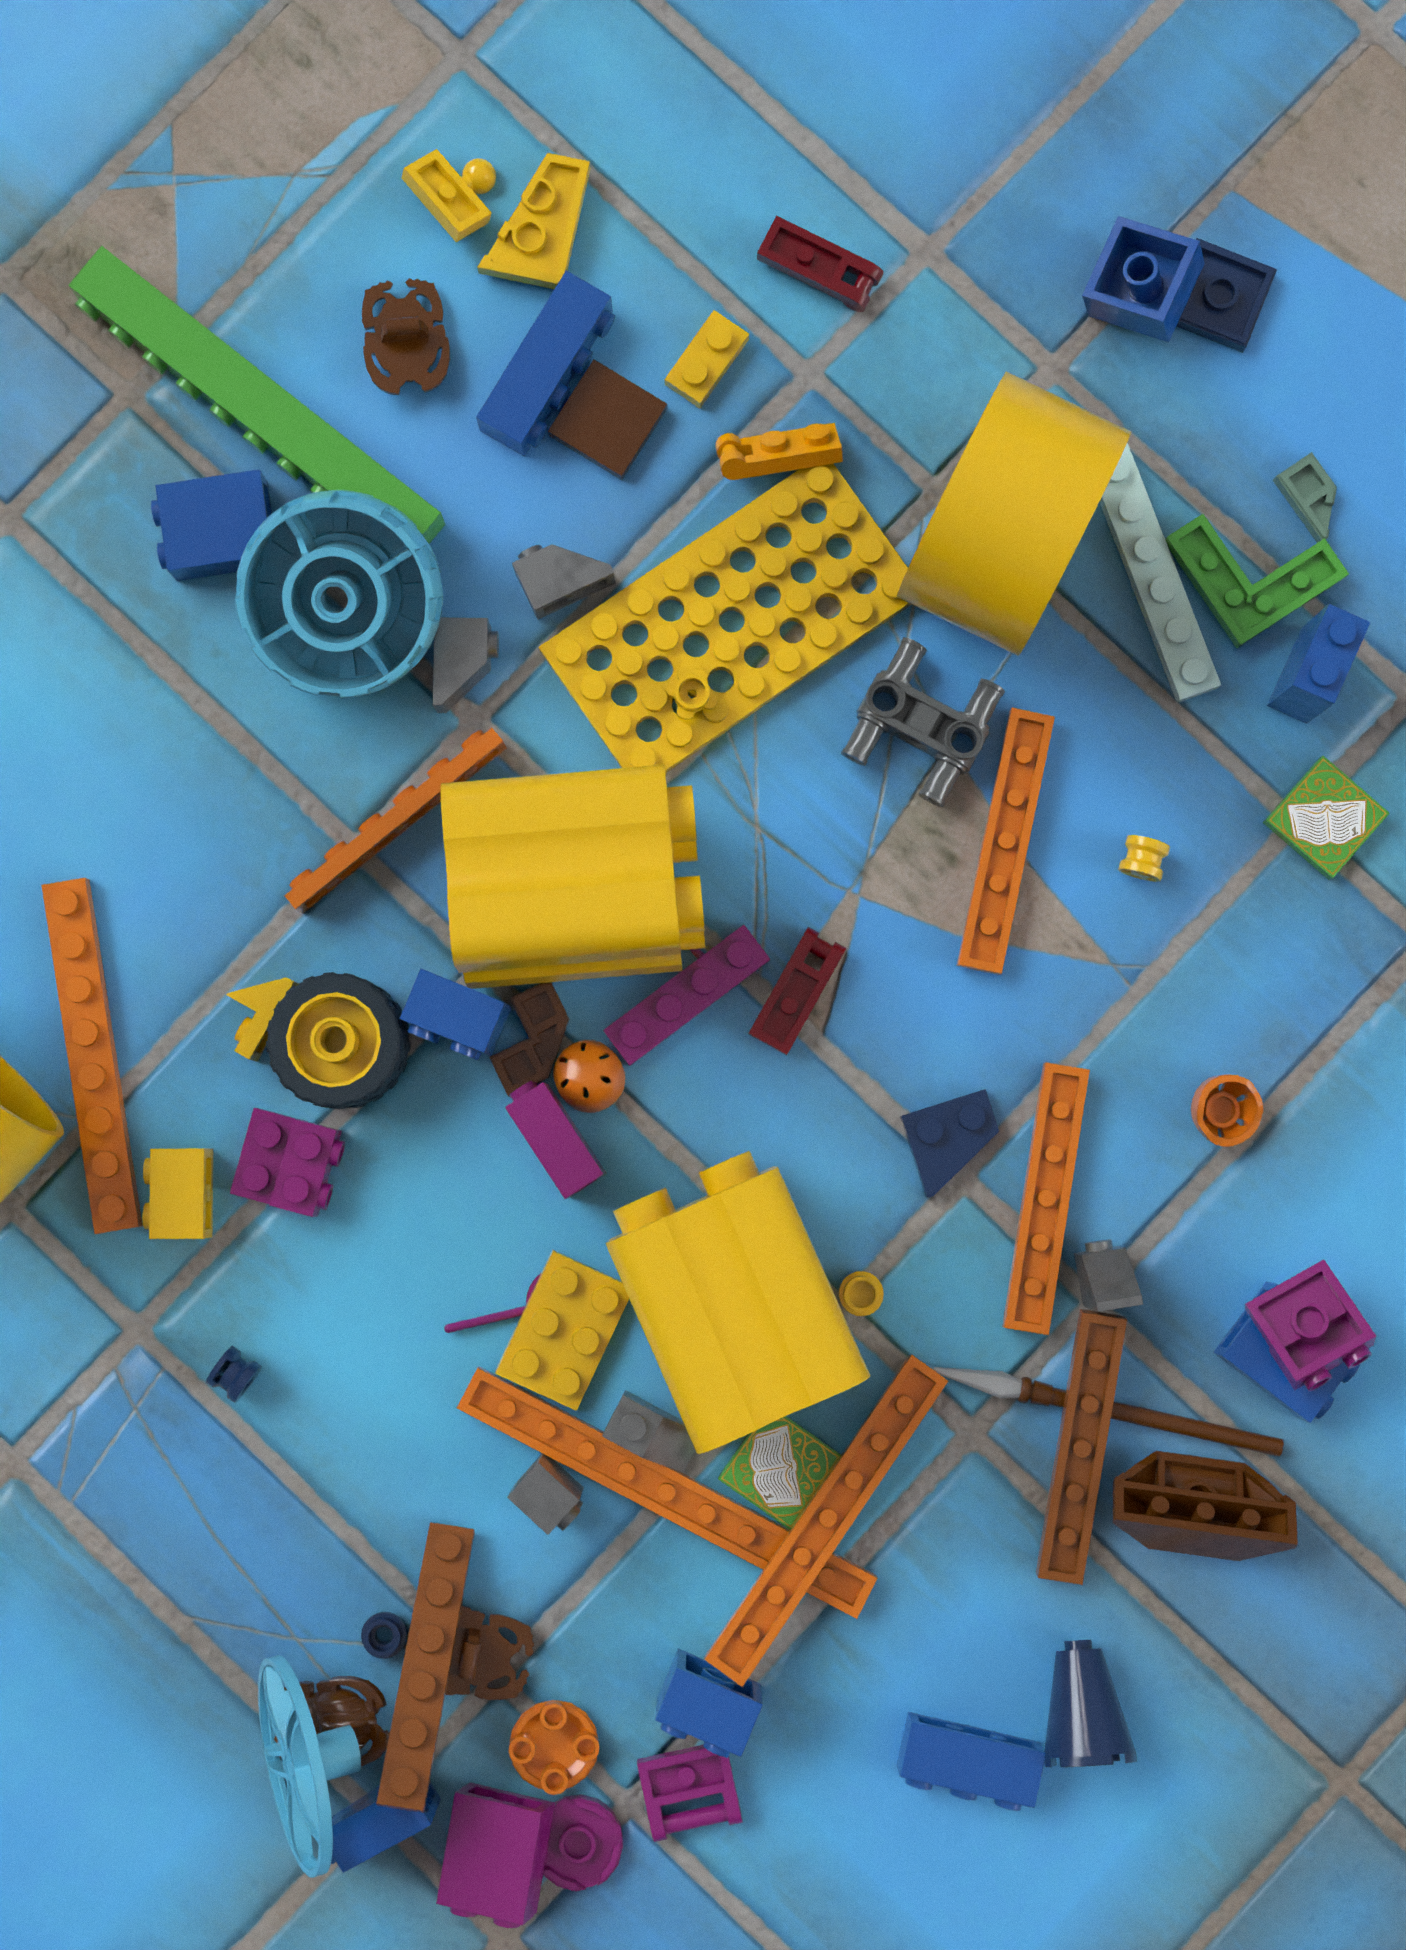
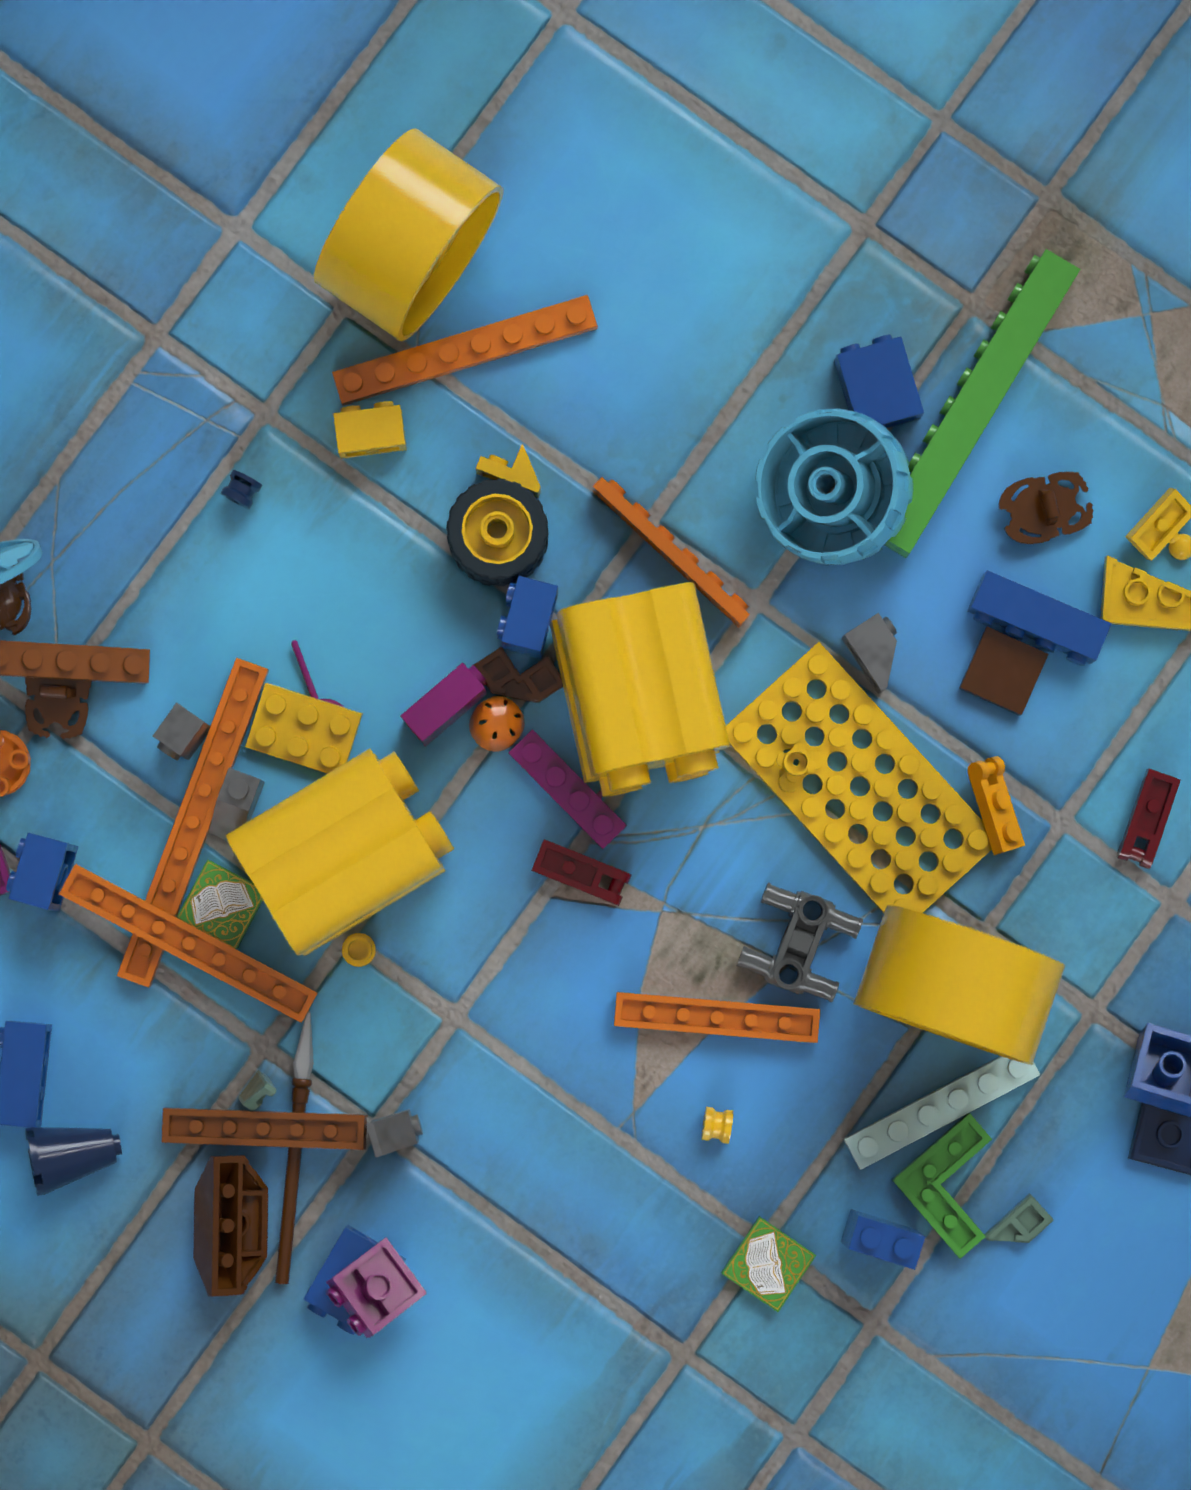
camera: 75 degrees right, 0 degrees up
(287, 1163) = (403, 507): magenta plate -> none
(379, 1648) = (58, 617): dark blue plate -> none
(461, 658) = (801, 584): flat silver slope -> none
(706, 359) = (1062, 741): yellow plate -> none
(948, 1137) = (485, 1001): dark blue wing -> none
(1029, 1450) = (256, 1090): none -> sand green tile
(1045, 1198) = (447, 1081): orange plate -> none
(1220, 1109) = (532, 1209): orange helmet -> none

